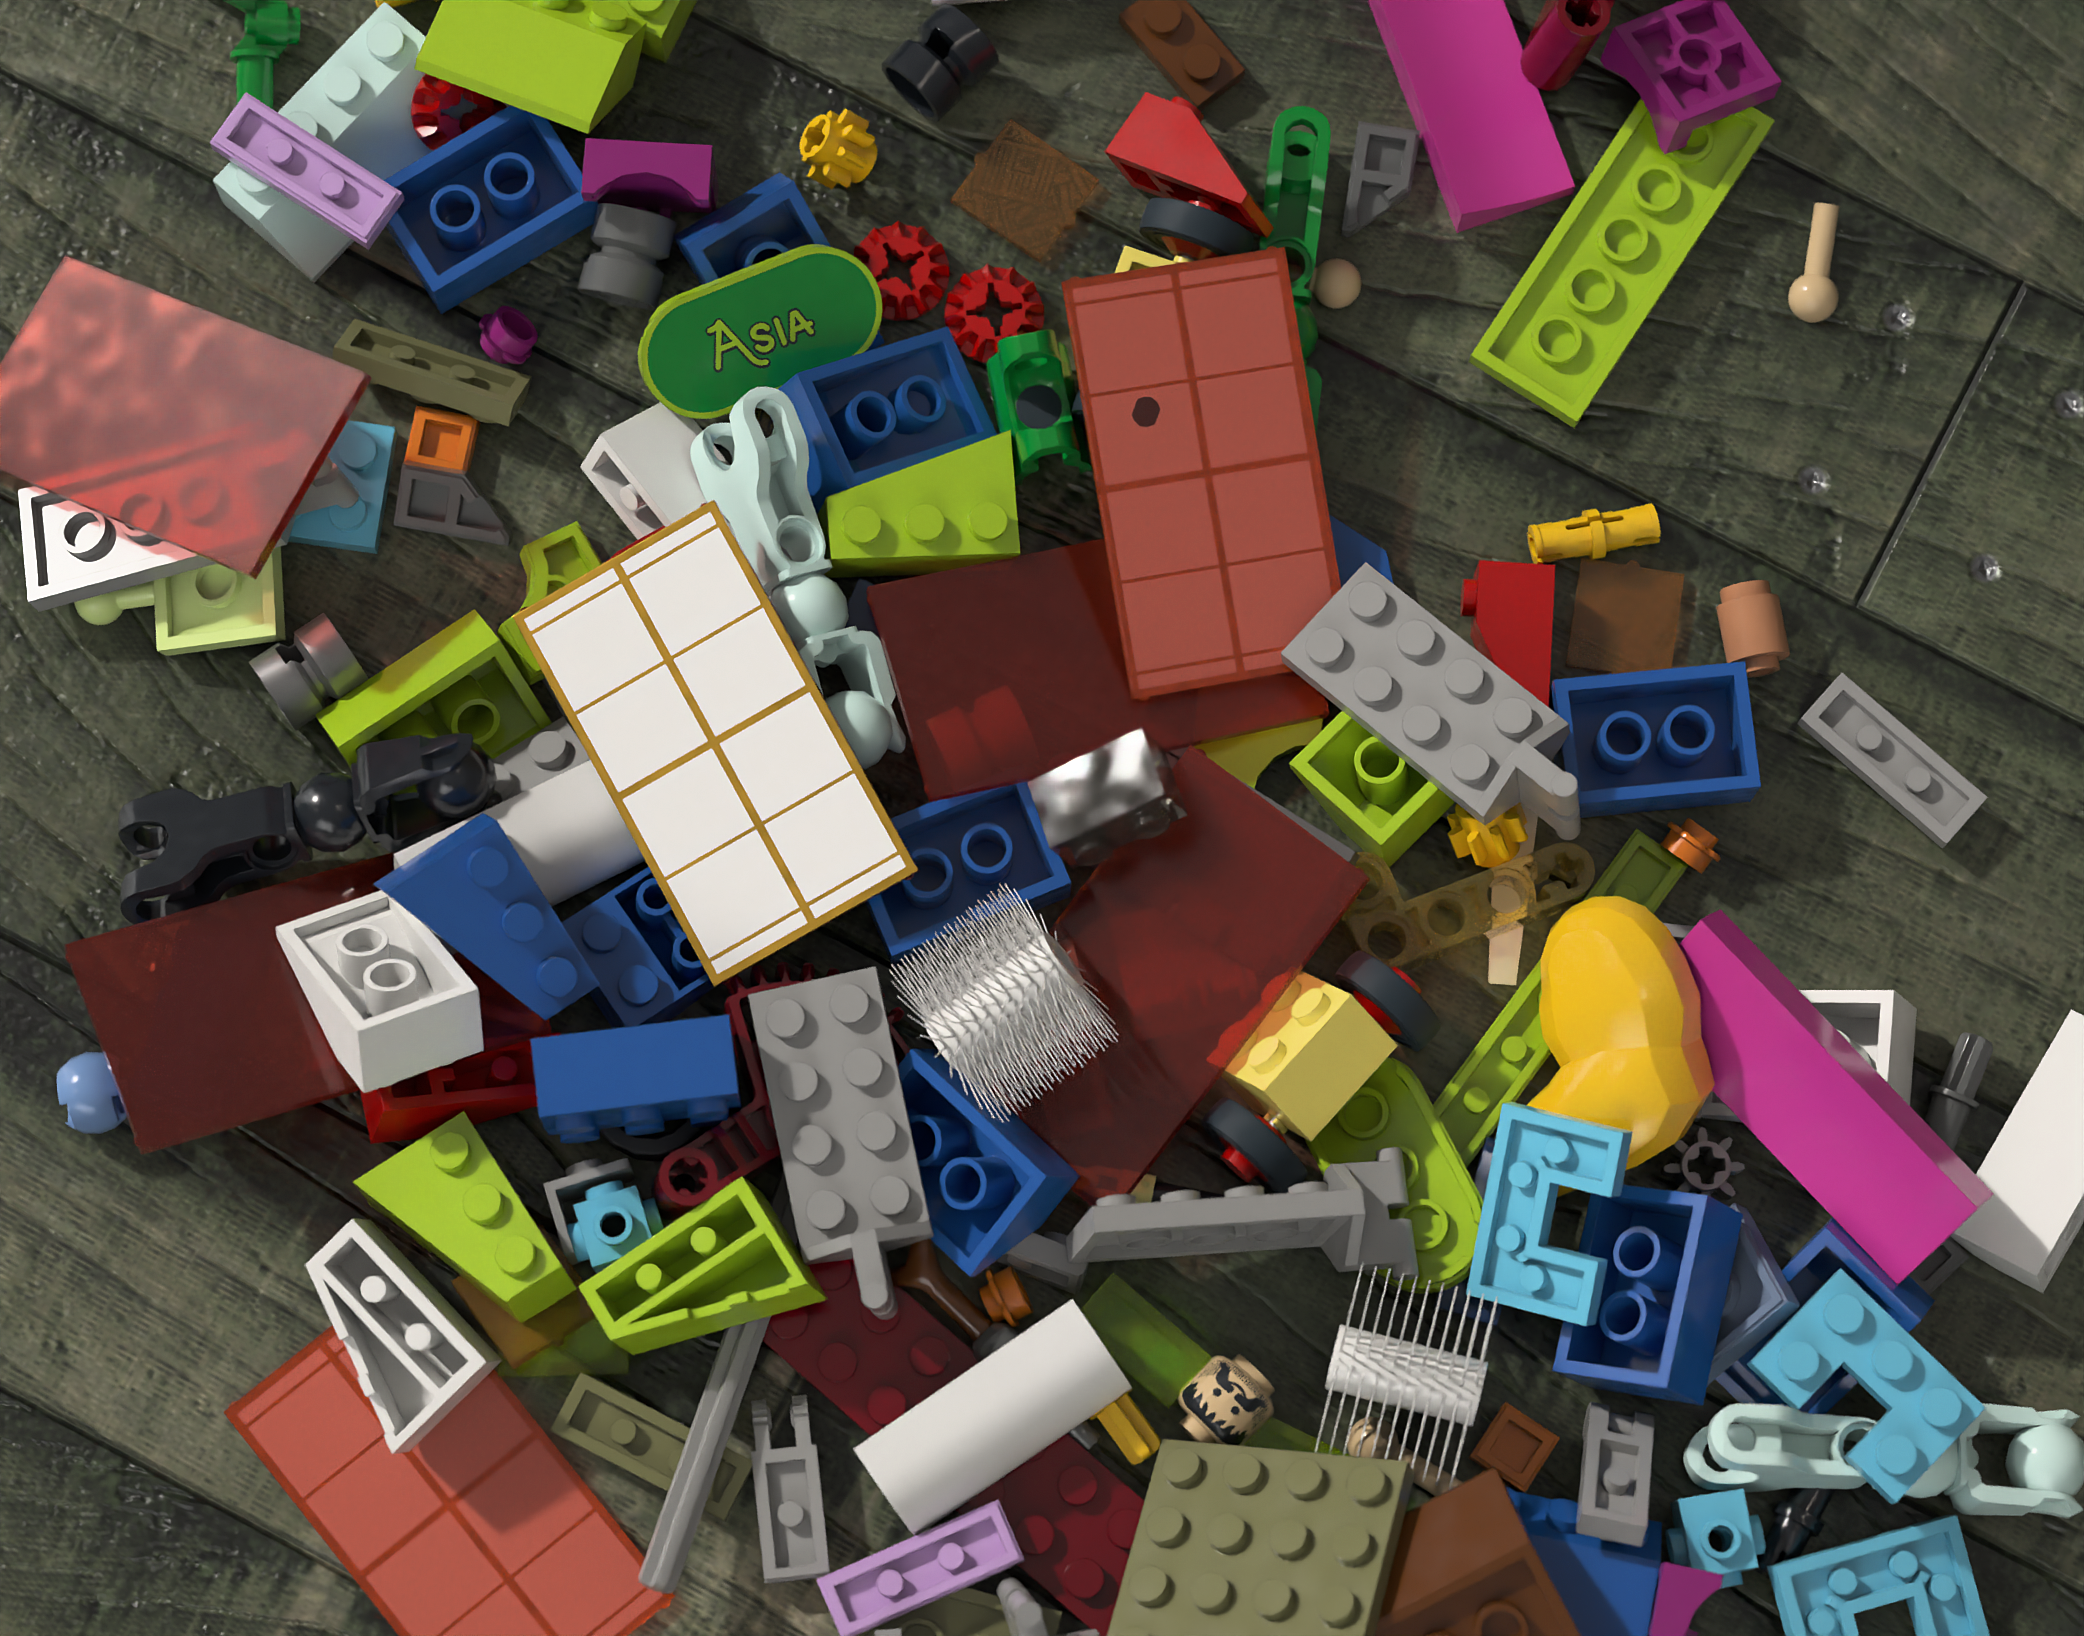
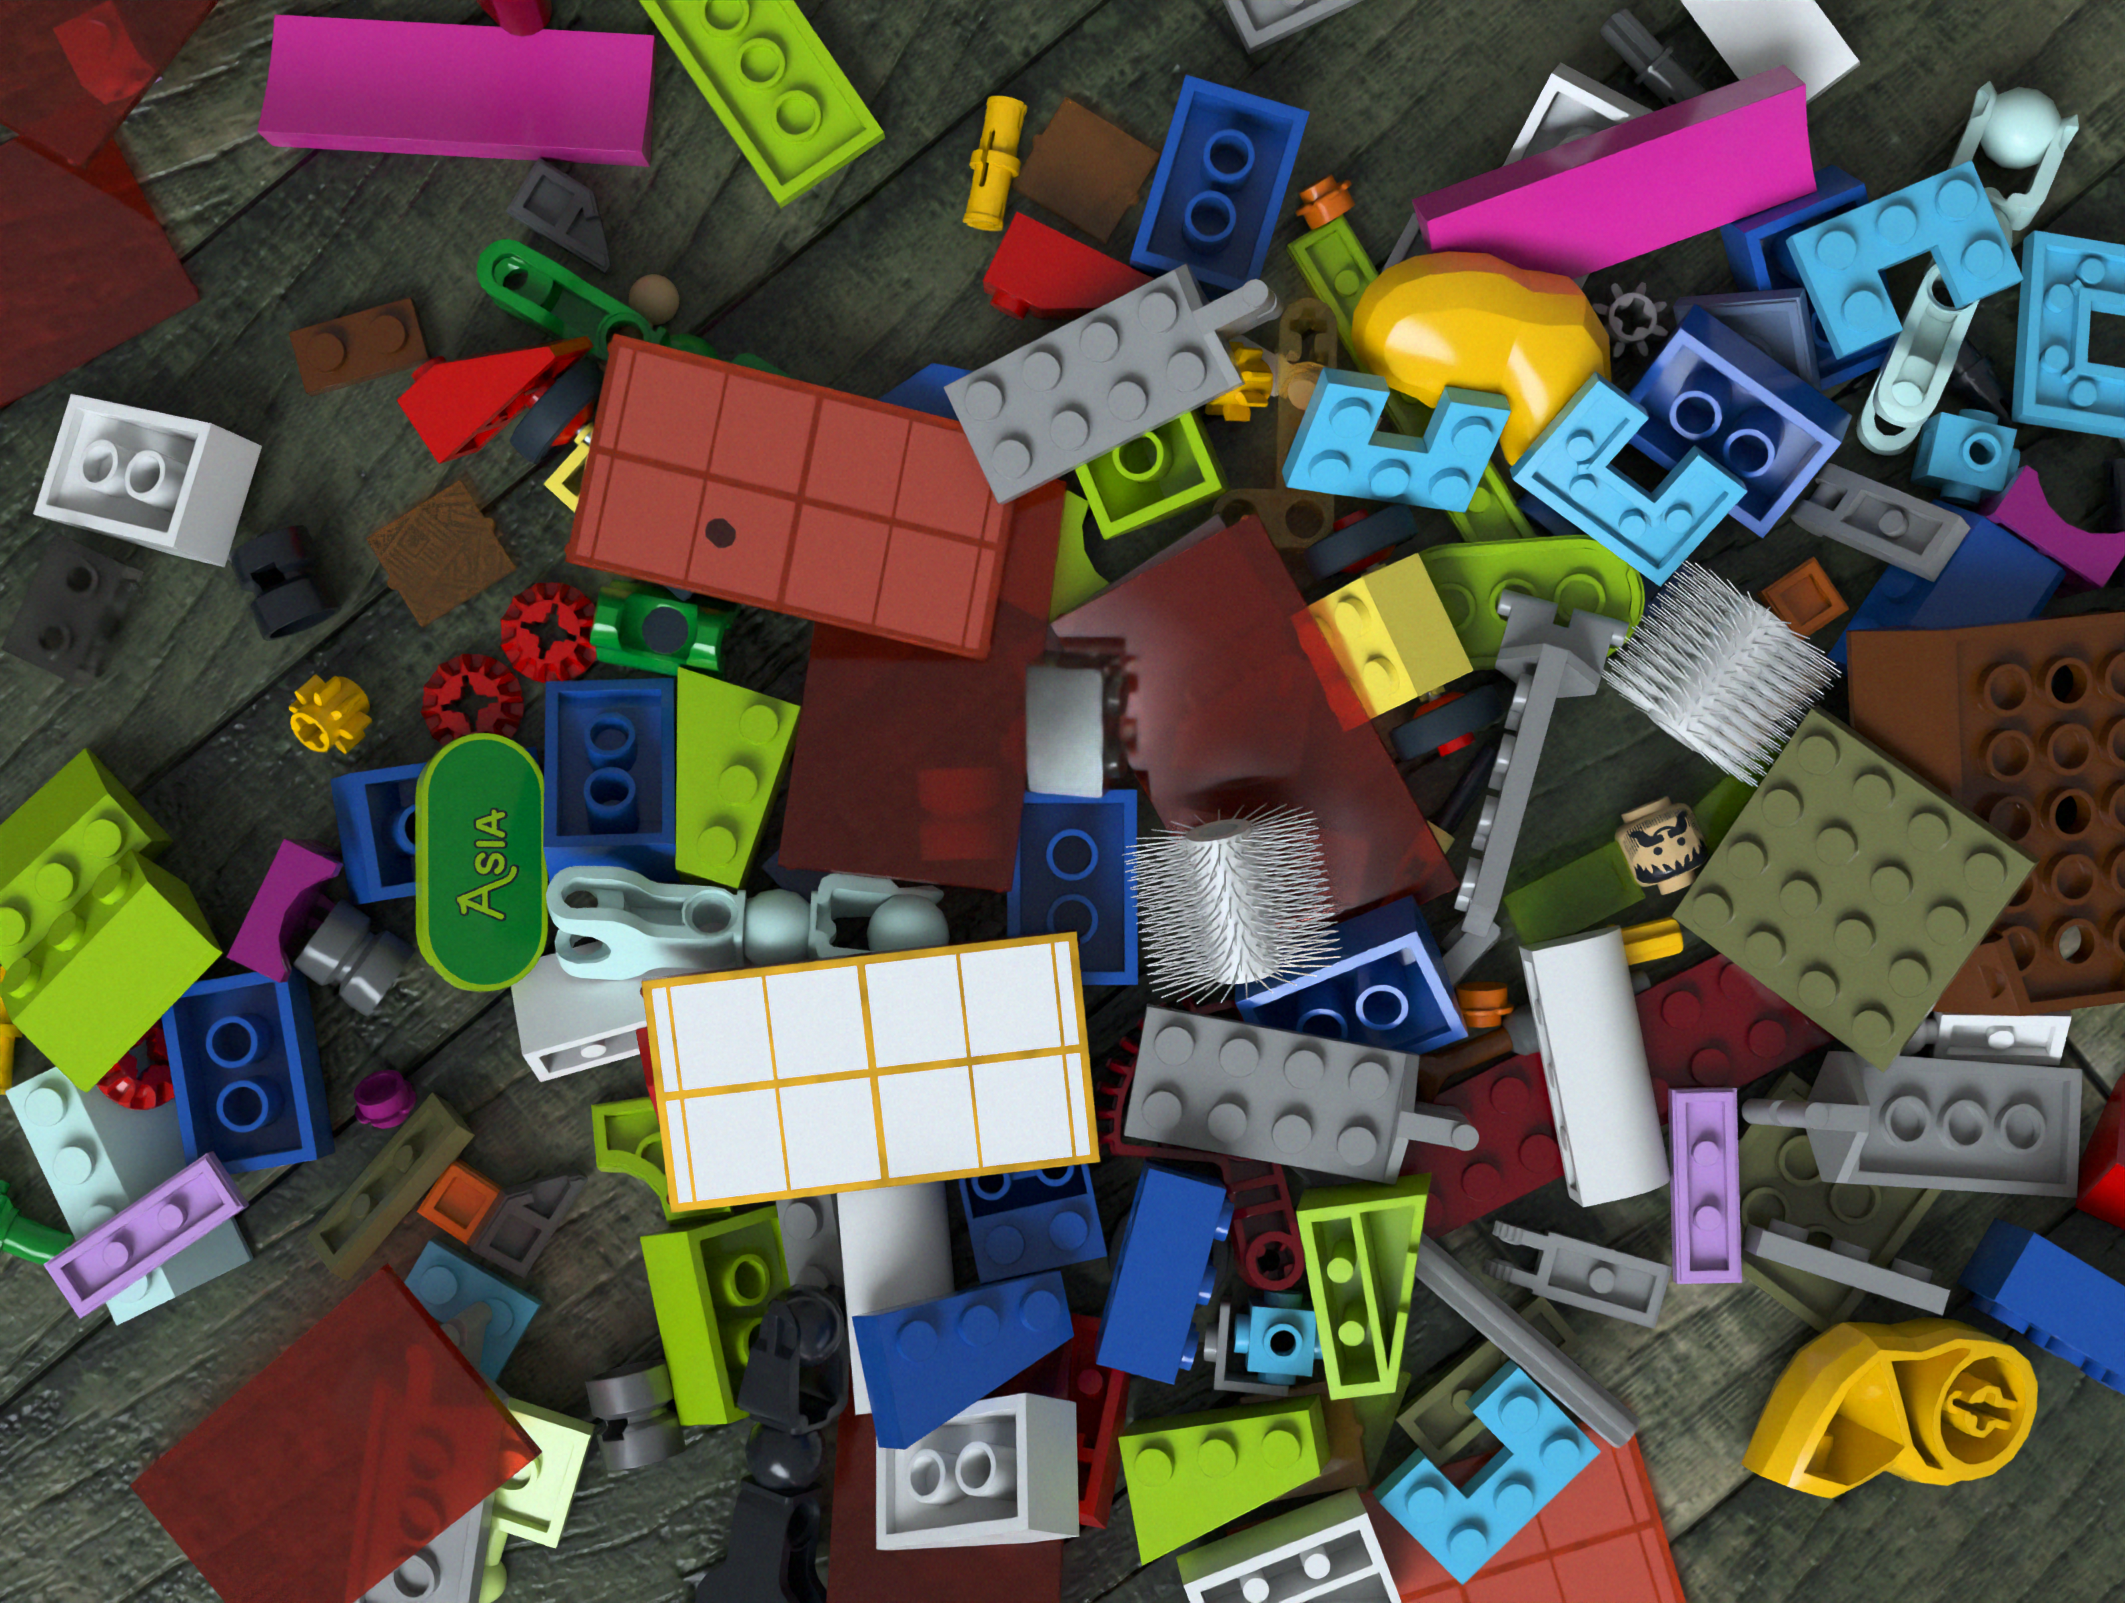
camera: 65 degrees left, 10 degrees up
(593, 1522) = (1536, 1463): none -> medium azure plate
(1456, 944) = (1345, 456): none -> medium azure plate
(1752, 627) = (1146, 55): nougat brick -> none

